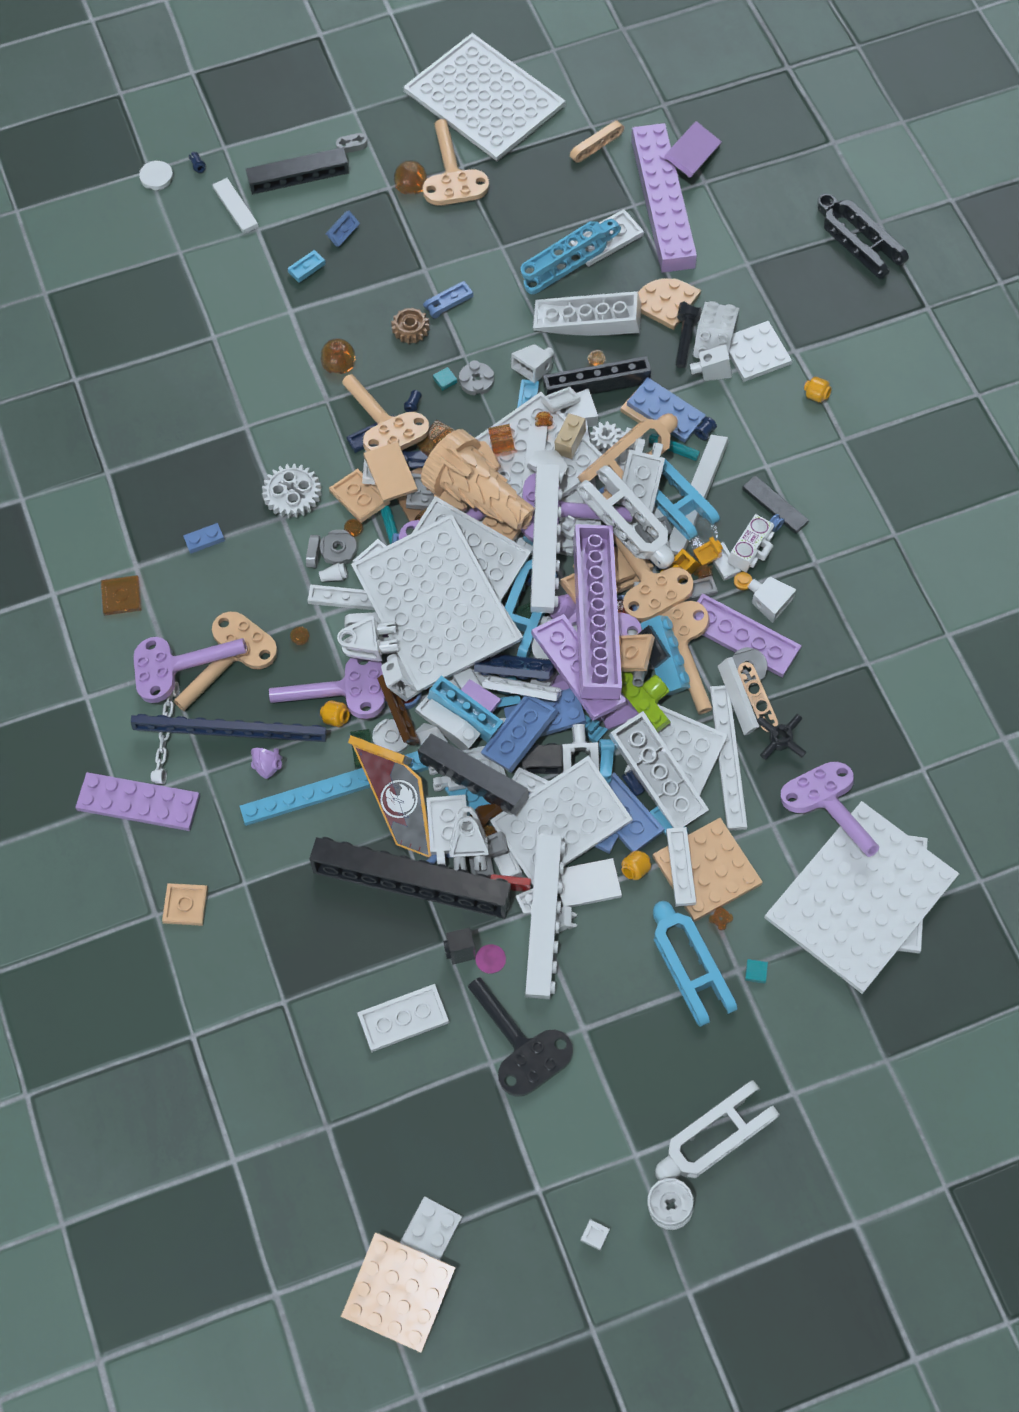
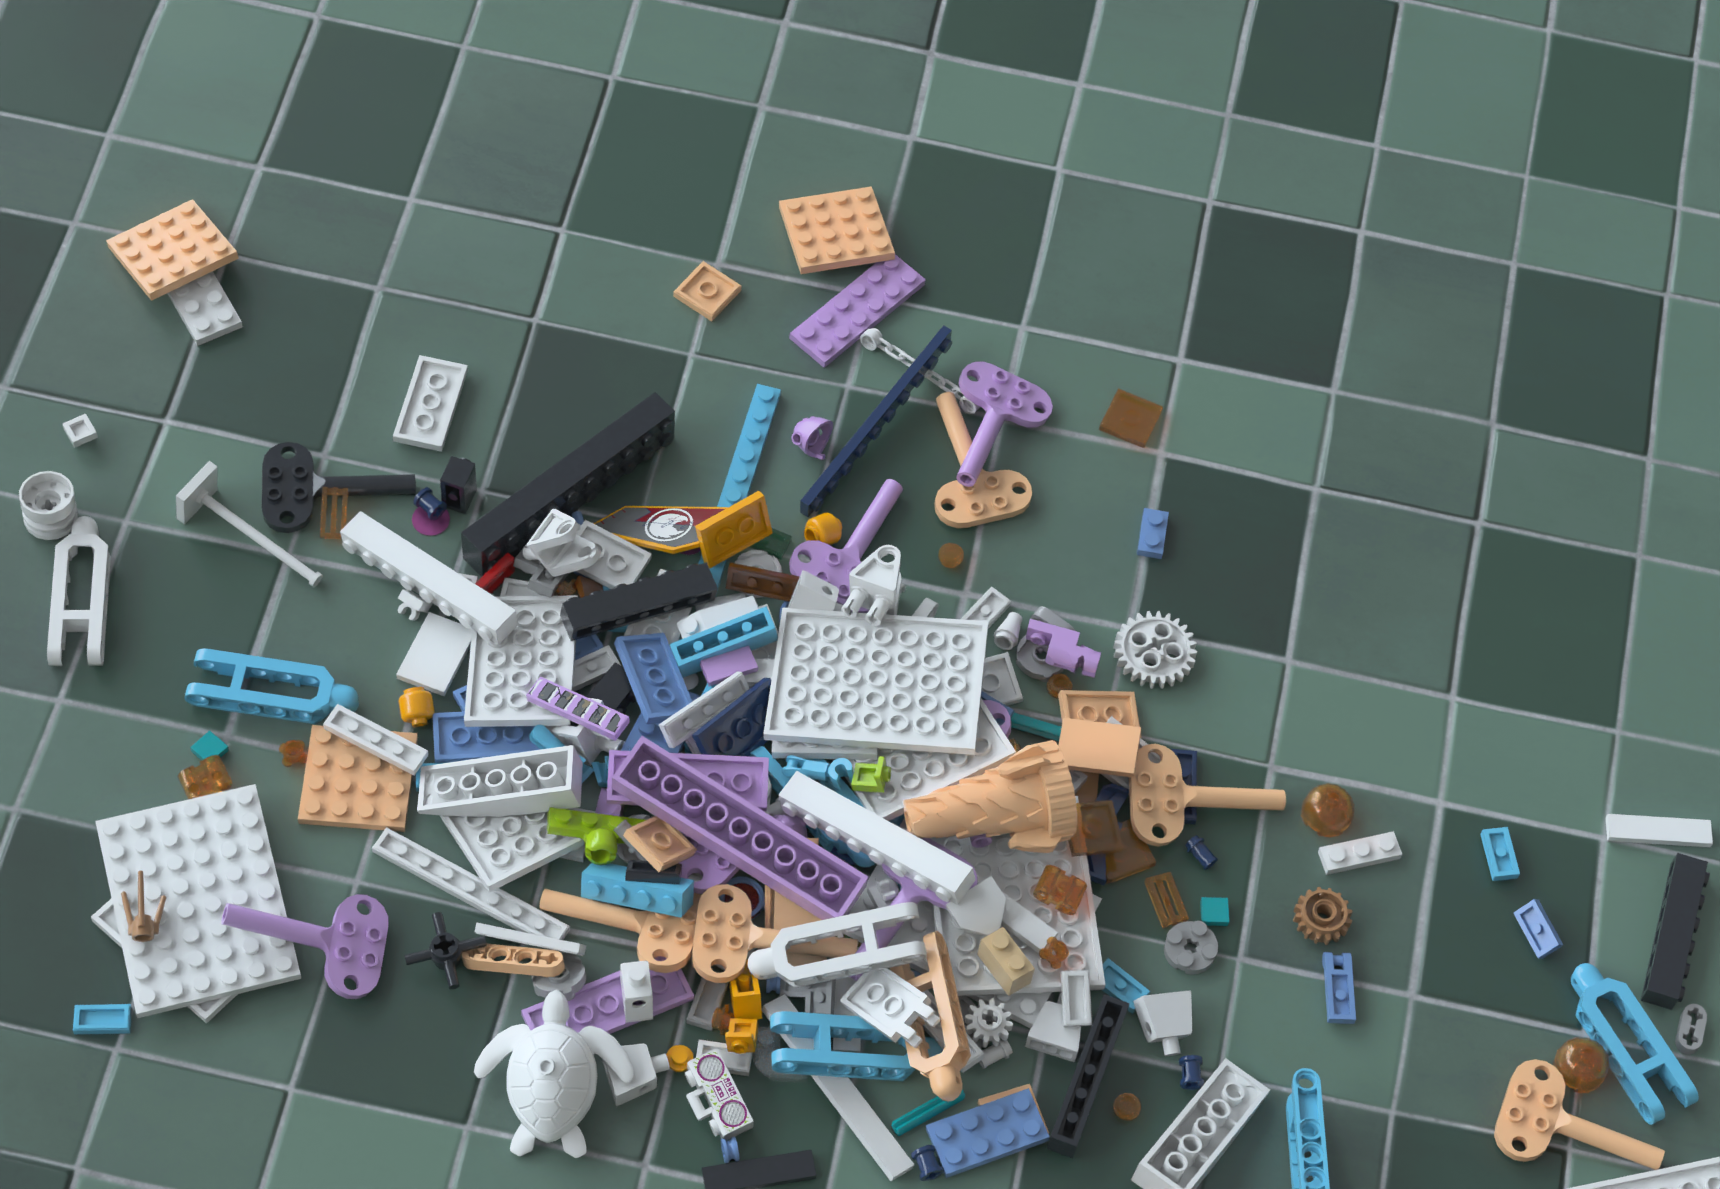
camera: 115 degrees right, 5 degrees down
(80, 850) = (836, 230): none -> light nougat plate
(331, 528) = (1063, 648): none -> lavender plate
(354, 330) = (1359, 853): none -> white plate
(385, 142) = (1631, 1076): none -> medium azure piece
(457, 407) = (1173, 919): none -> clear orange tile
(483, 960) = (429, 503): none -> dark blue bush
(504, 566) = (871, 776): none -> lime bracket
(517, 601) = (820, 770): none -> medium azure piece
(547, 1008) = (334, 492): none -> clear orange tile
(554, 338) = (1191, 1072): none -> dark blue bush
(579, 752) = (577, 708): none -> tile
(589, 1109) = (199, 492): none -> white tile
(730, 612) = (636, 986): none -> white torso
(780, 954) = (206, 778): none -> clear orange piece
(813, 626) = (552, 1075): none -> white animal
(909, 902) = (142, 928): none -> medium nougat plant
(971, 900) = (102, 1019): none -> medium azure tile

